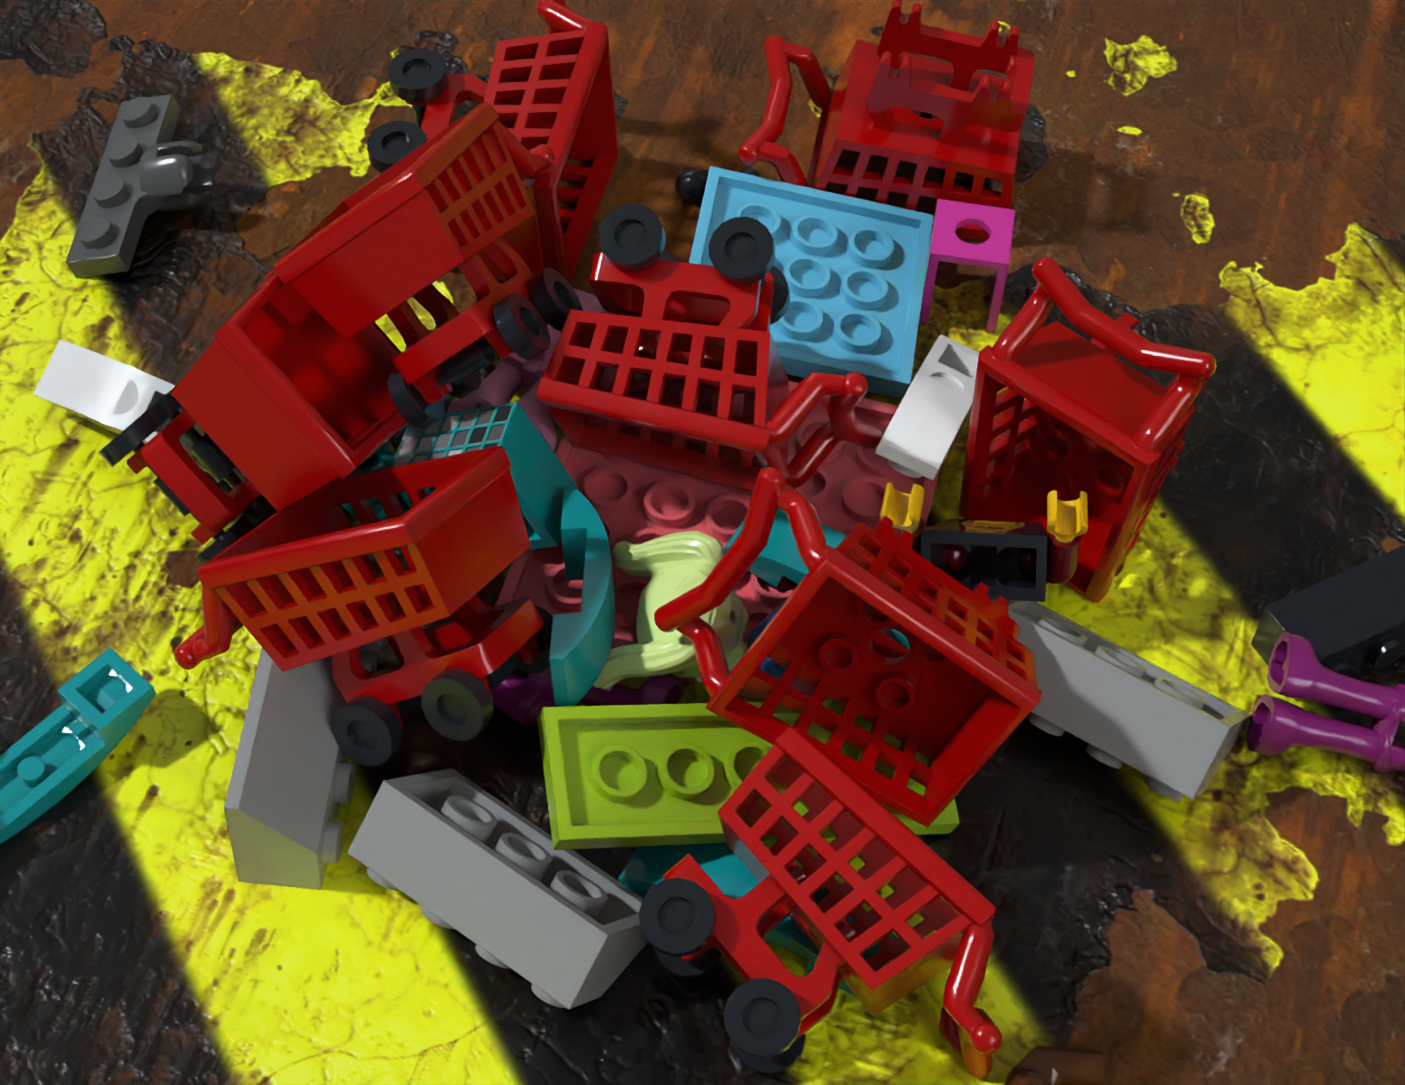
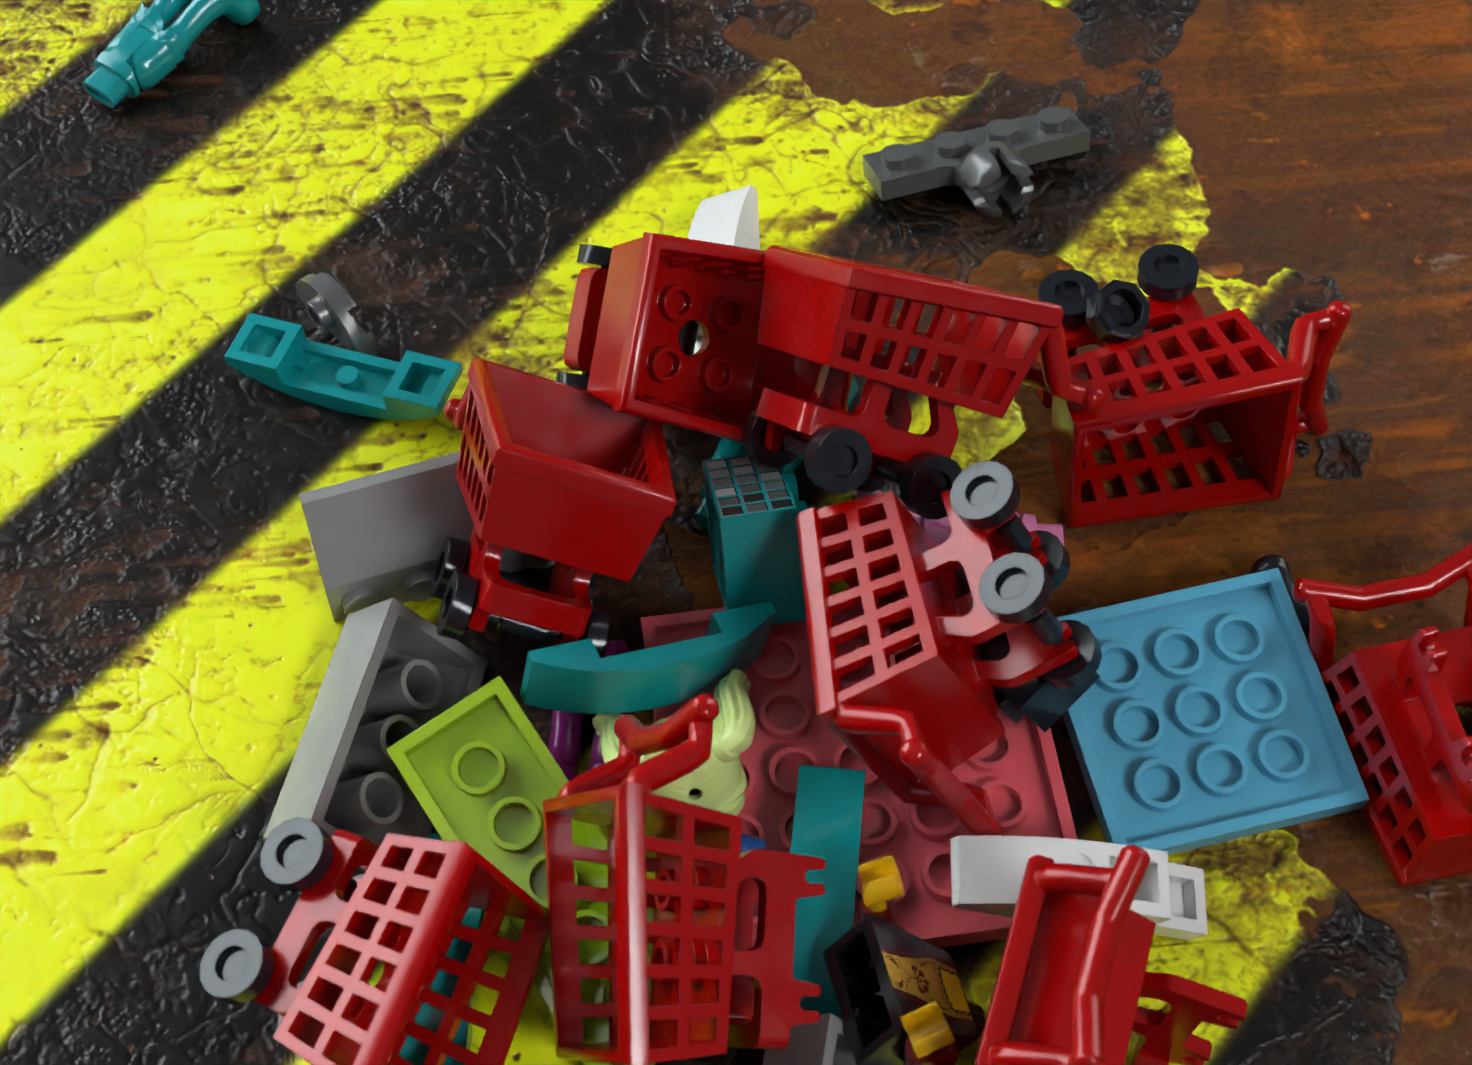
camera: 70 degrees right, 5 degrees up
(442, 108) = (1117, 312): none -> black tile
(991, 254) = (1310, 875): dark pink piece -> none

